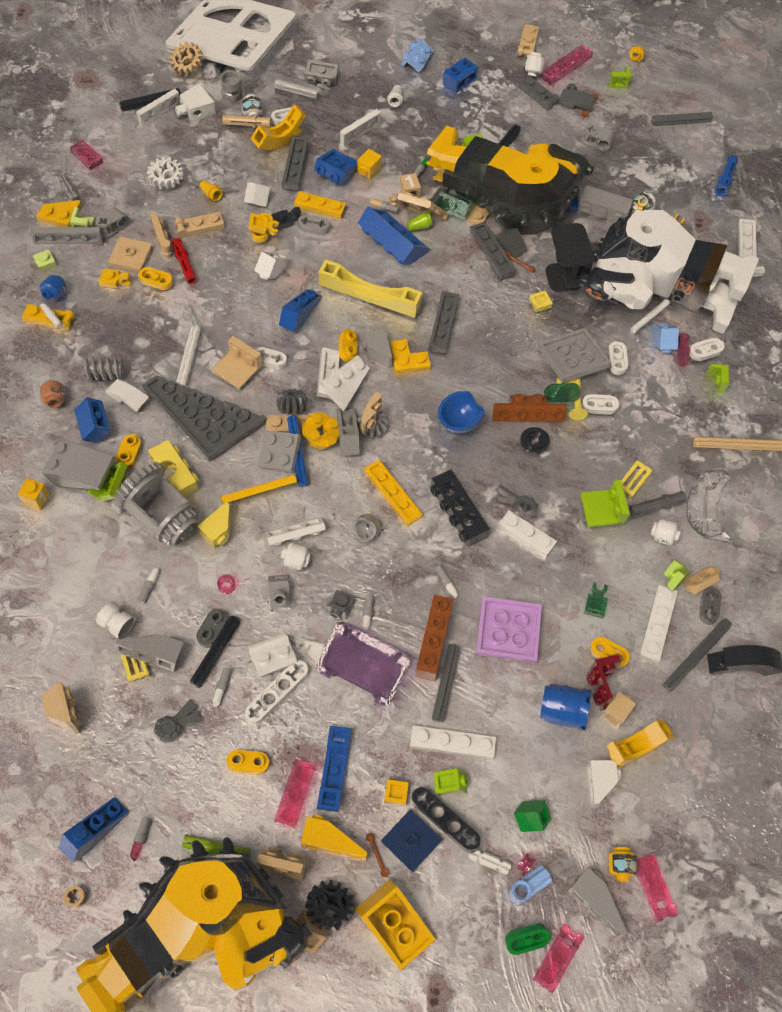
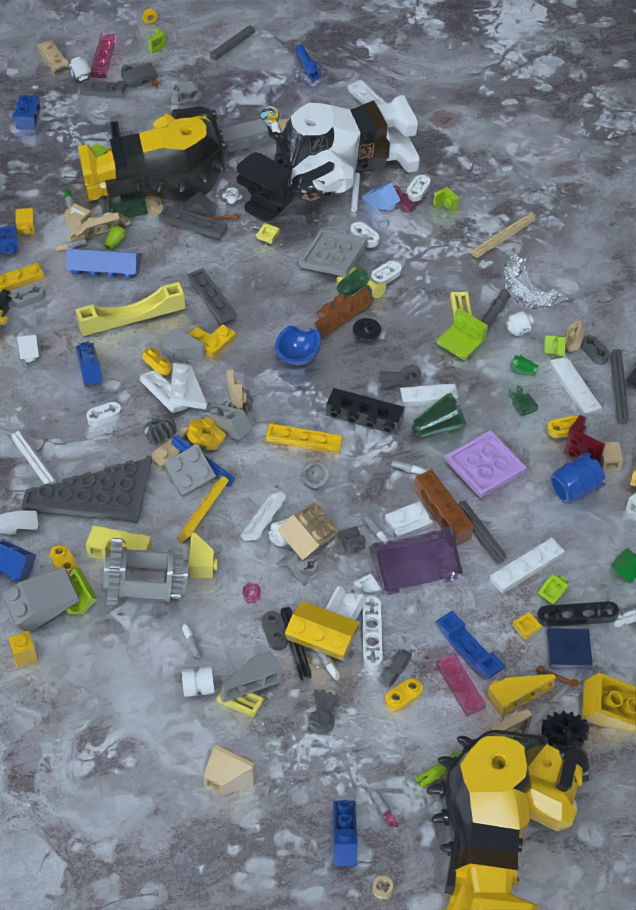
camera: 40 degrees left, 10 degrees down
(233, 659) = (322, 630): none -> yellow slope
(238, 364) = (83, 433): tan bracket -> none
(270, 734) = (392, 673): none -> dark grey plate
(309, 570) = (308, 530): none -> tan slope
(400, 625) = (408, 520): none -> white plate
(509, 561) = (439, 418): none -> clear green cone
(546, 249) = (232, 195): none -> white plate
(631, 571) = (523, 365): none -> green cone

